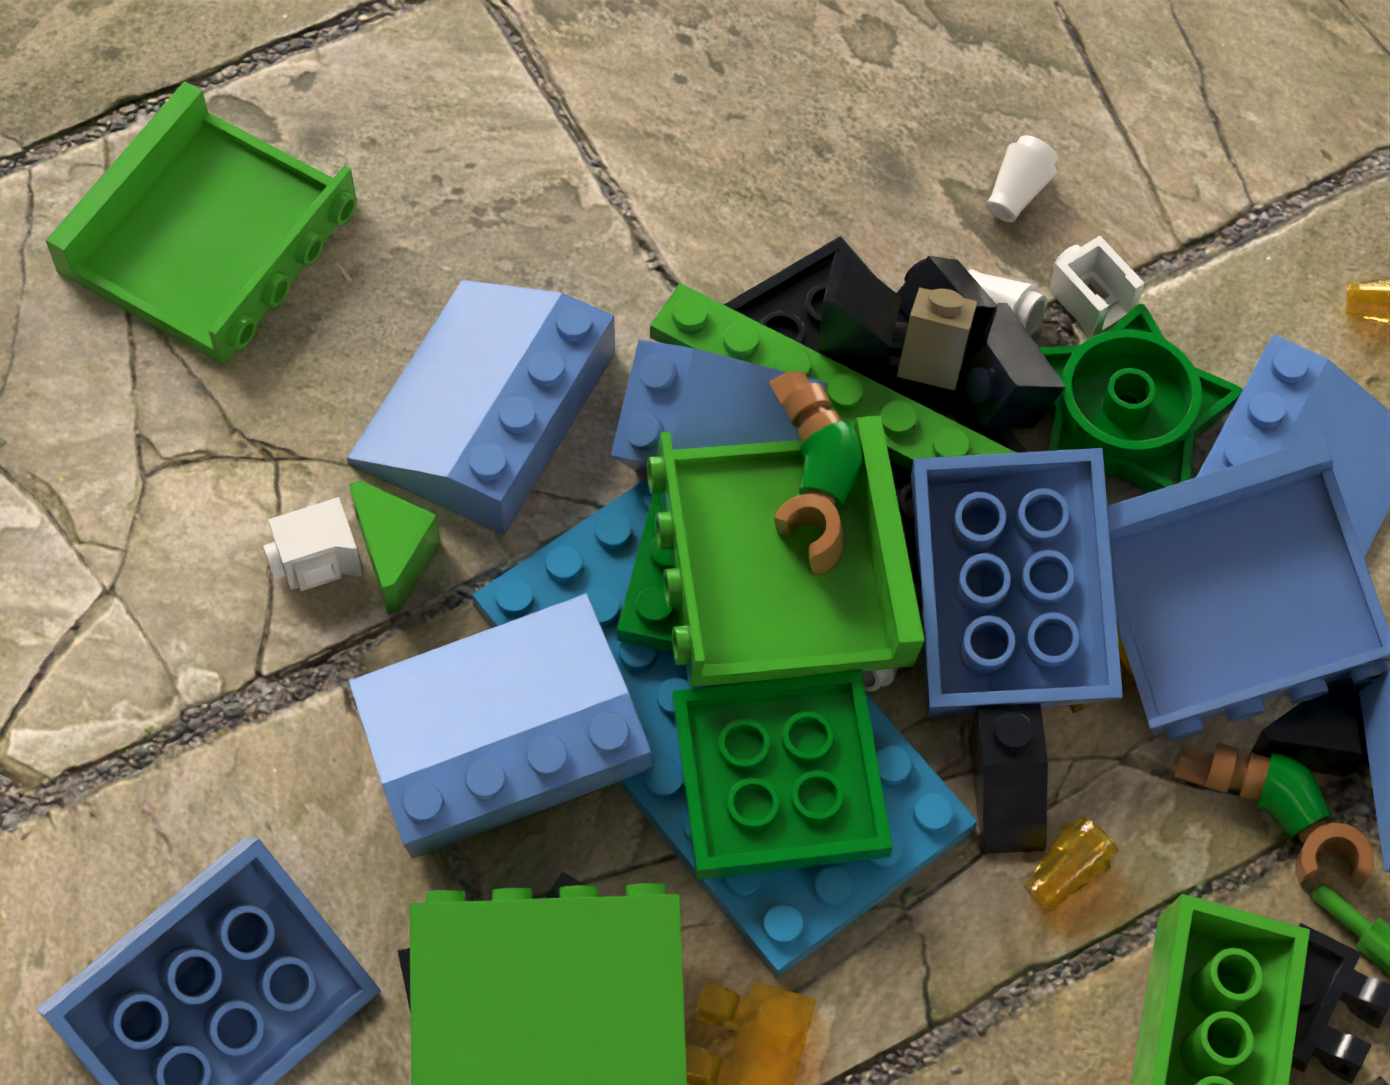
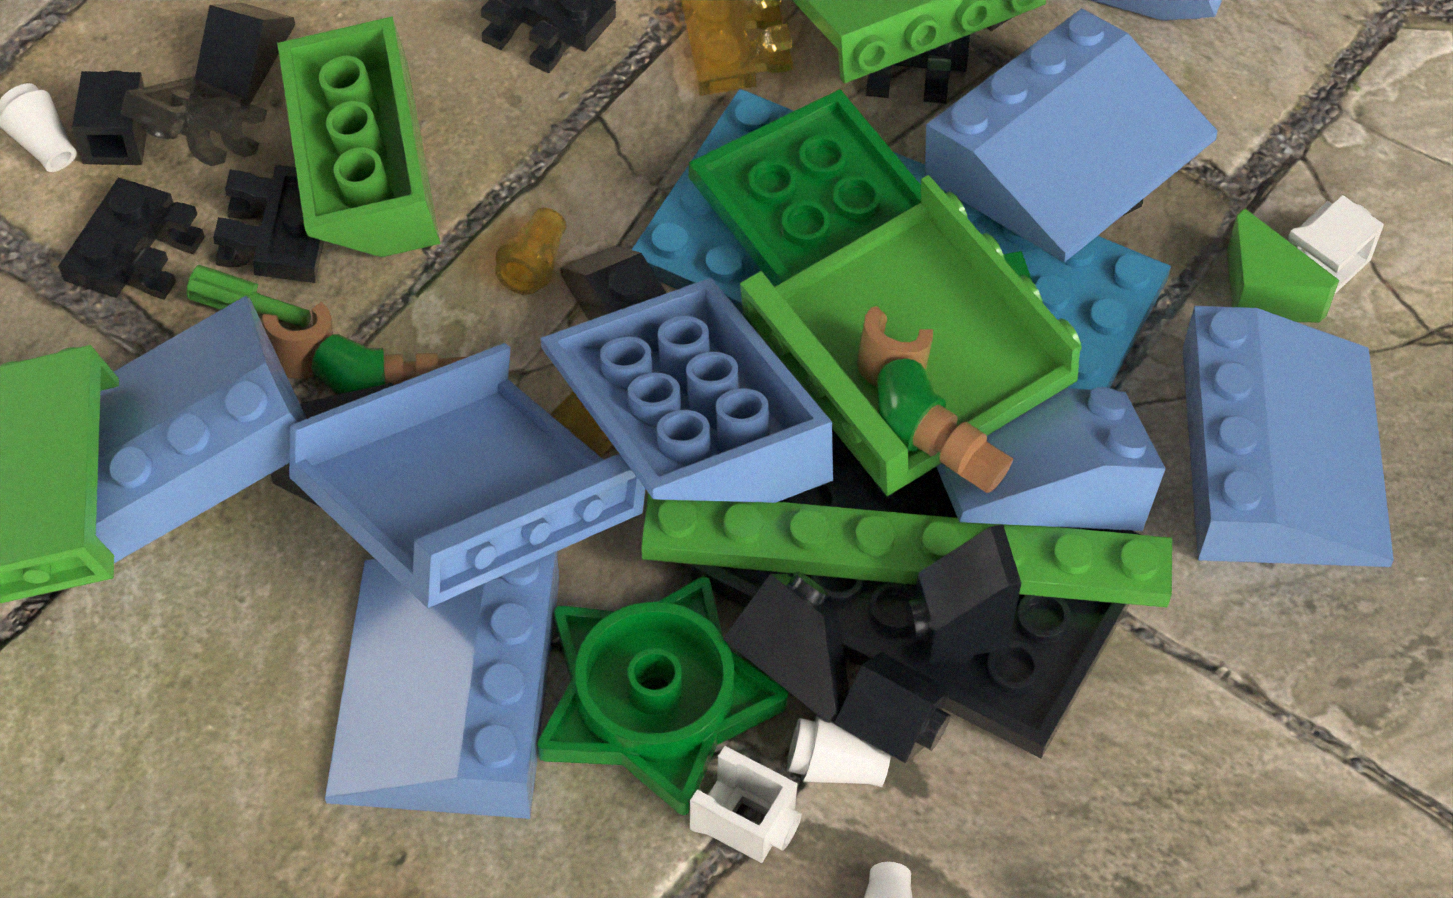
camera: 155 degrees right, 5 degrees down
(937, 338) = (877, 617): dark tan brick -> none

